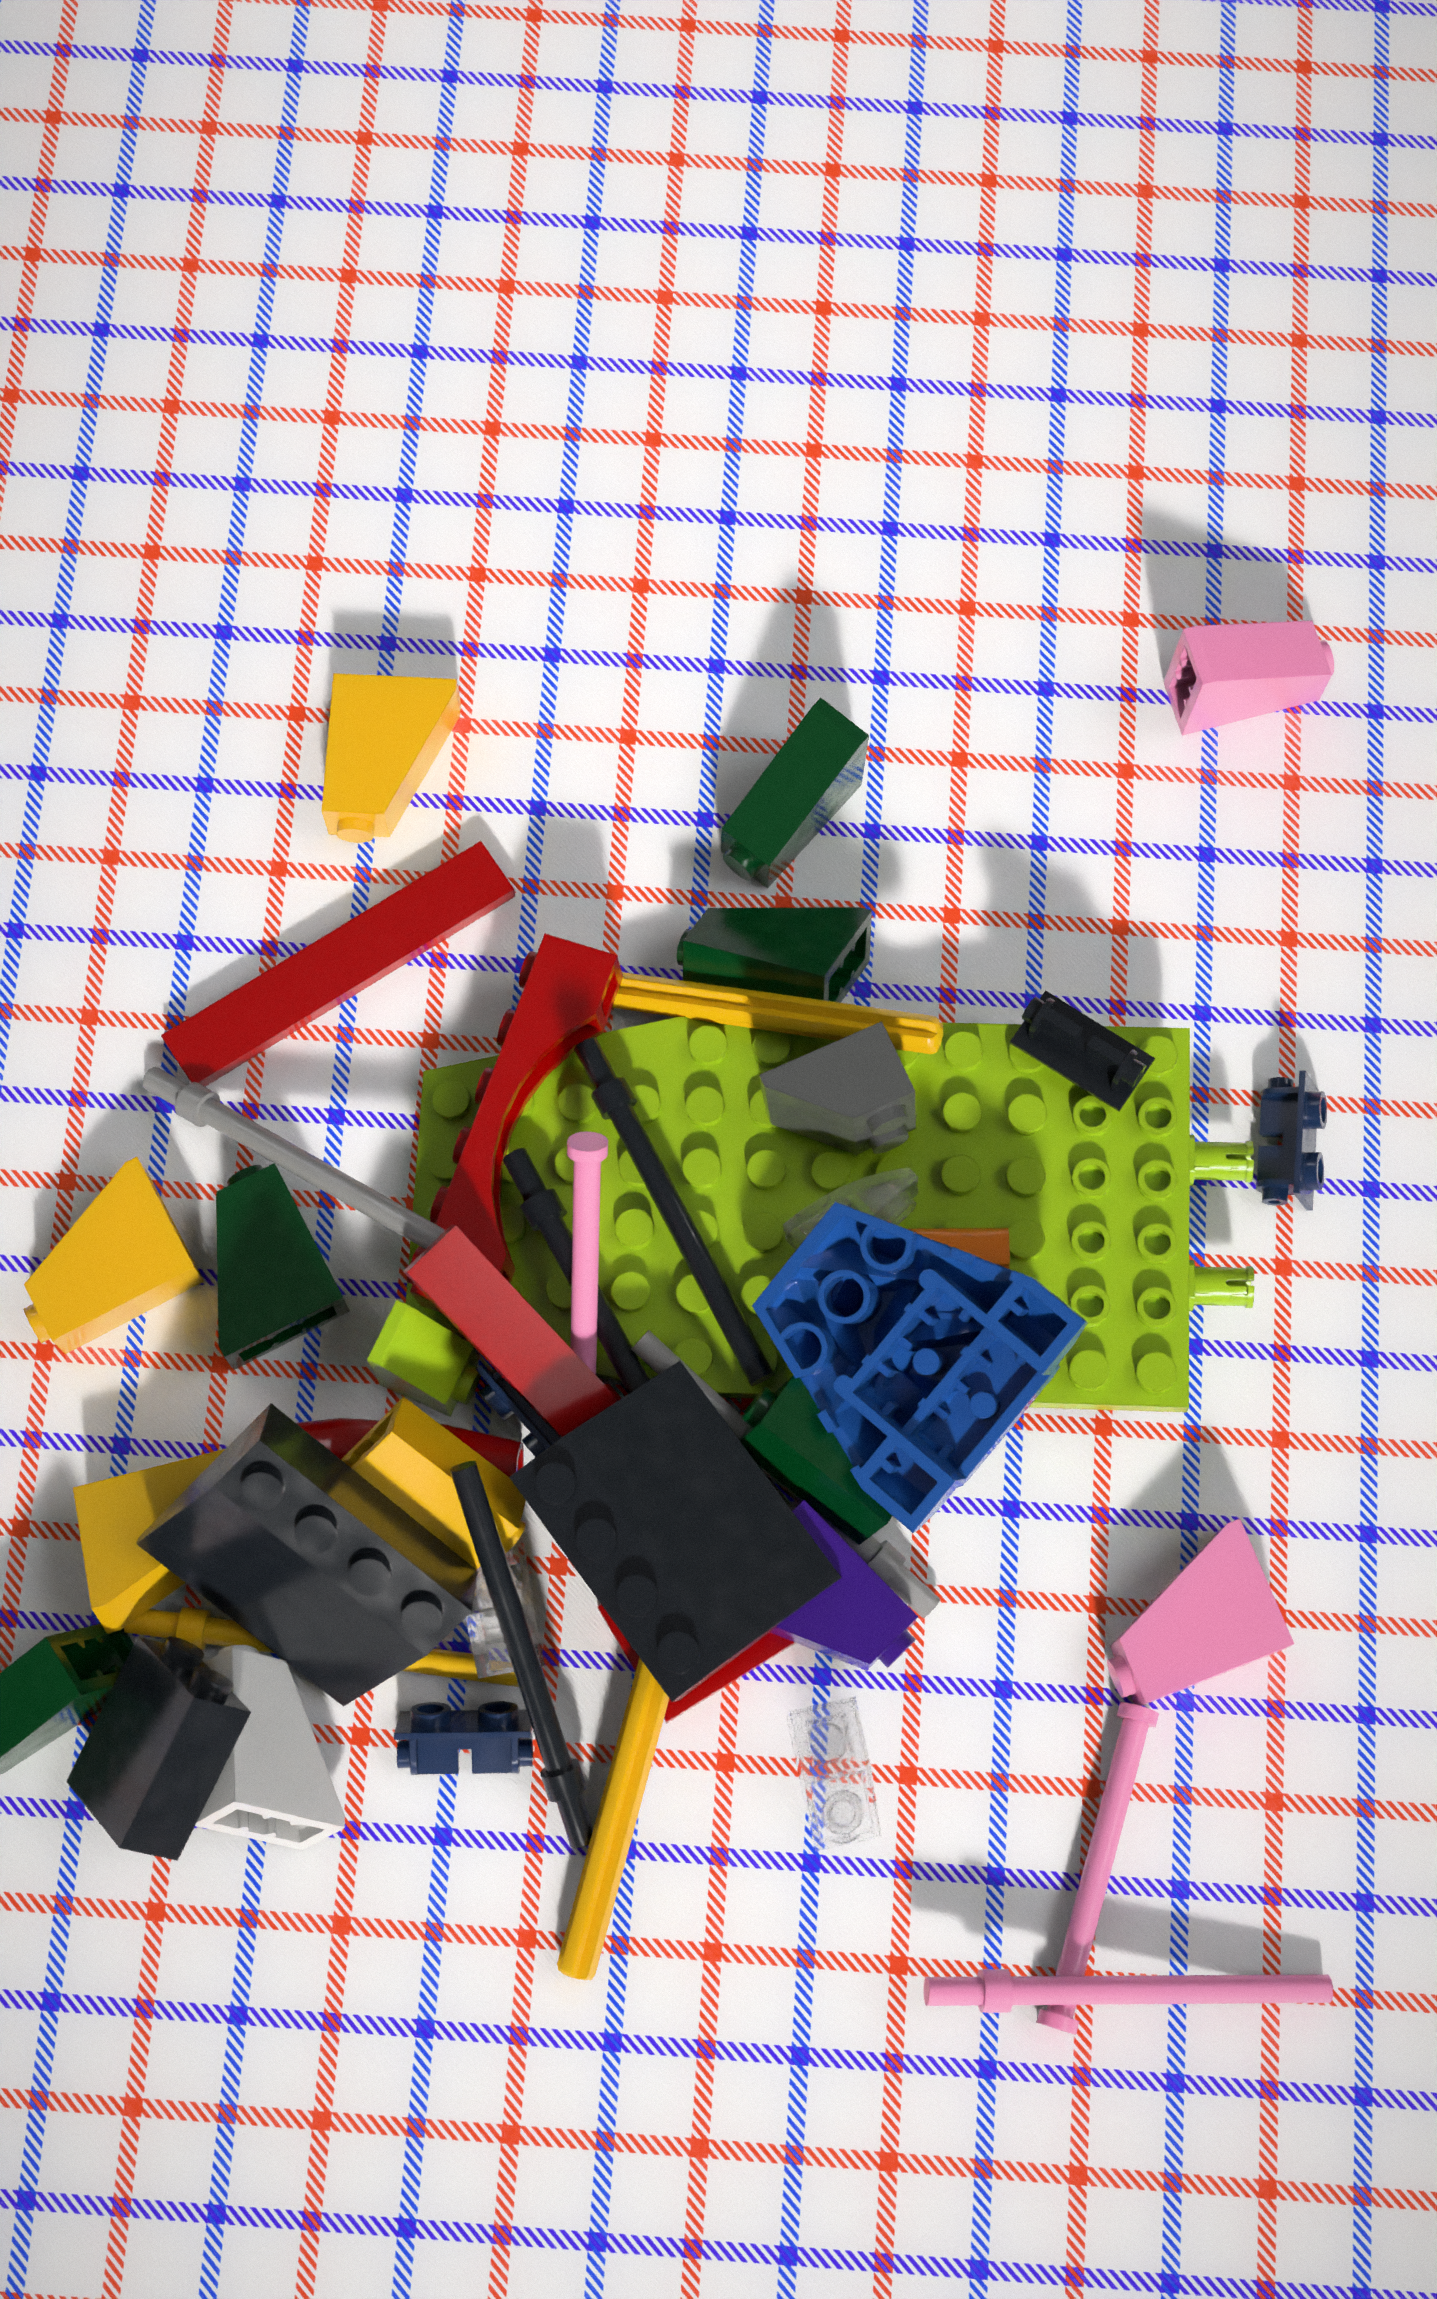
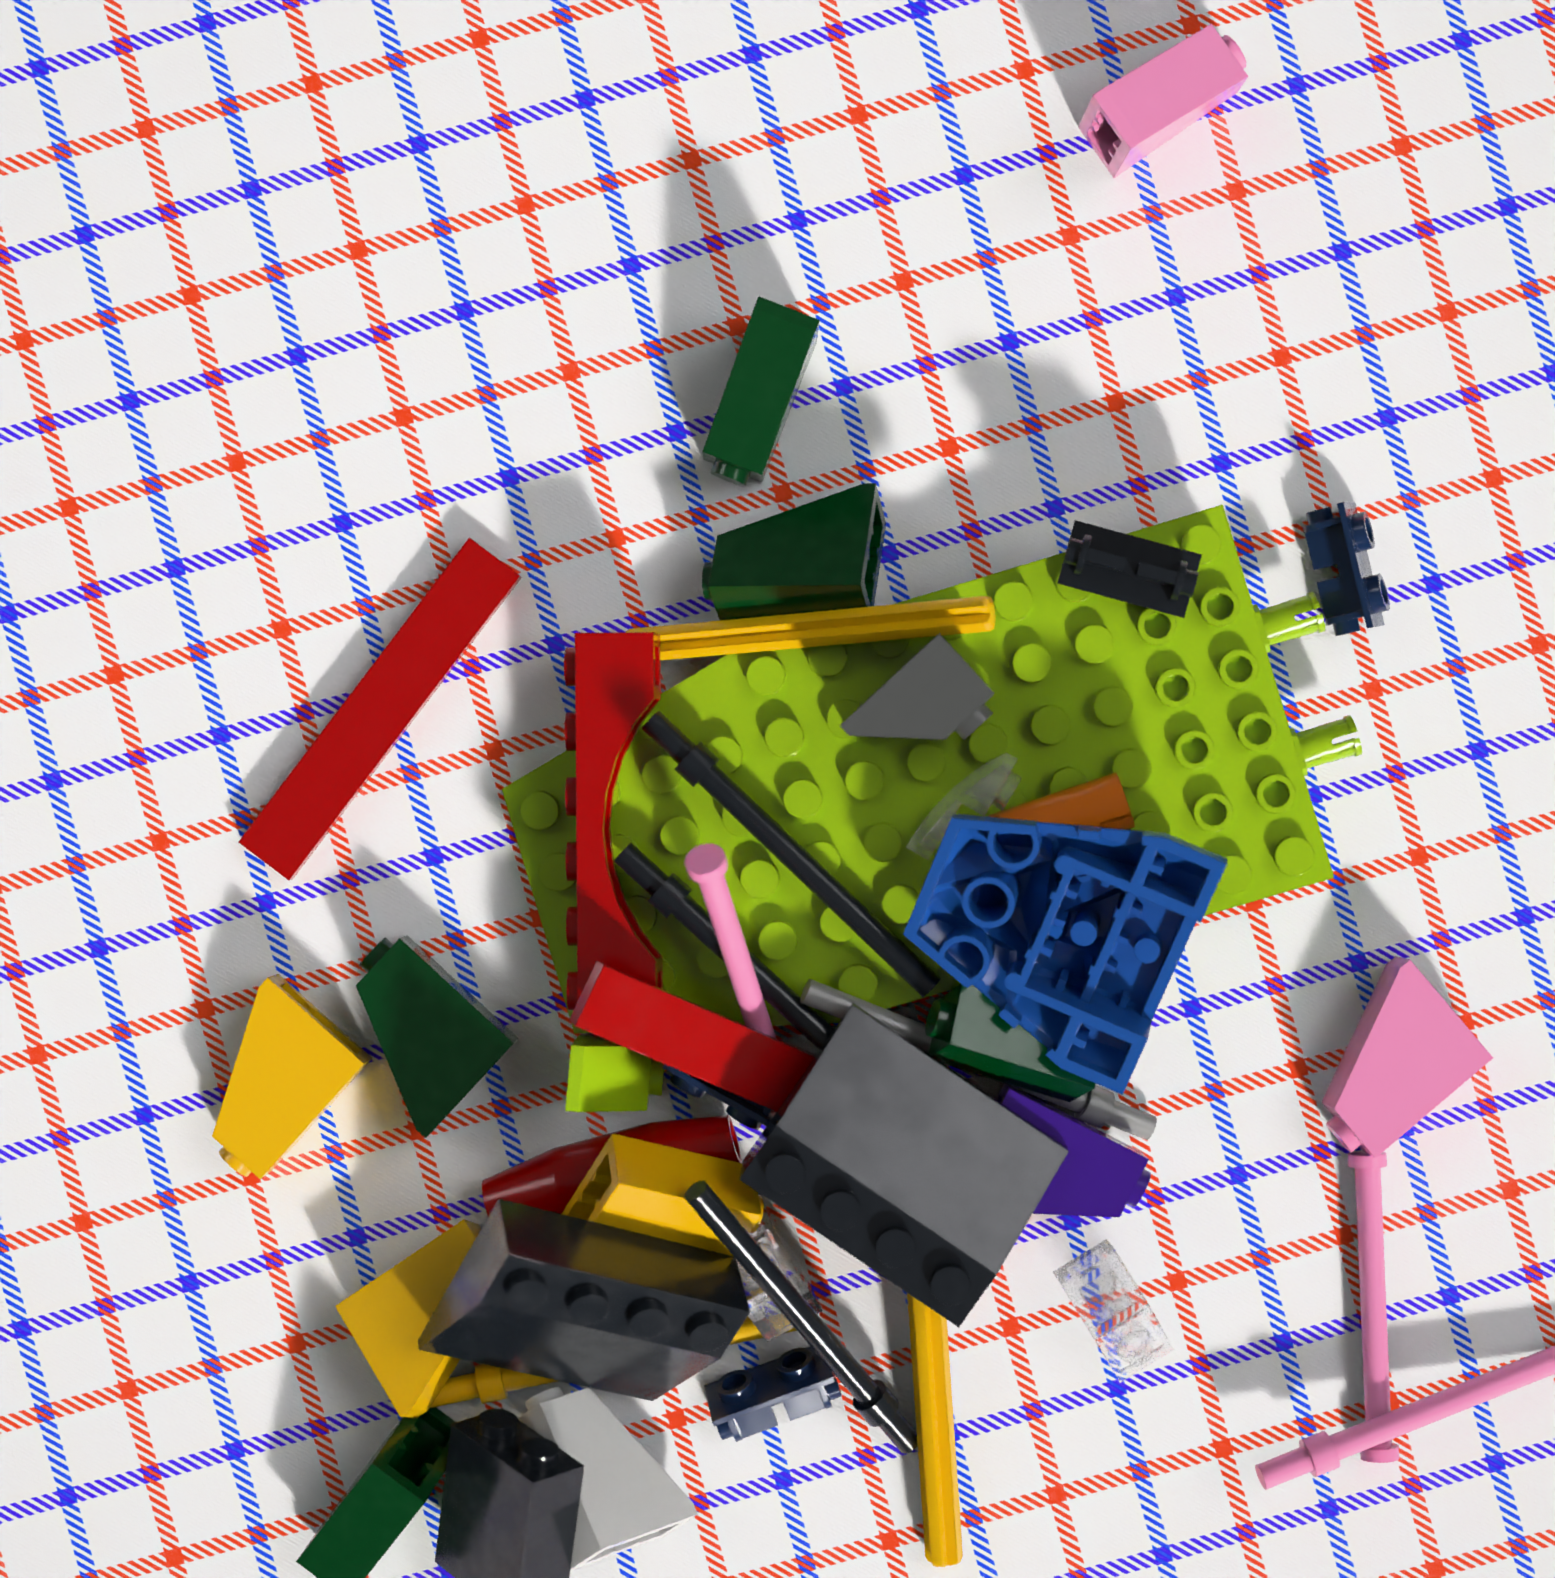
camera: 15 degrees left, 15 degrees up
(204, 1108) = (306, 900): light grey bar -> none
(381, 748) = (336, 478): yellow slope -> none

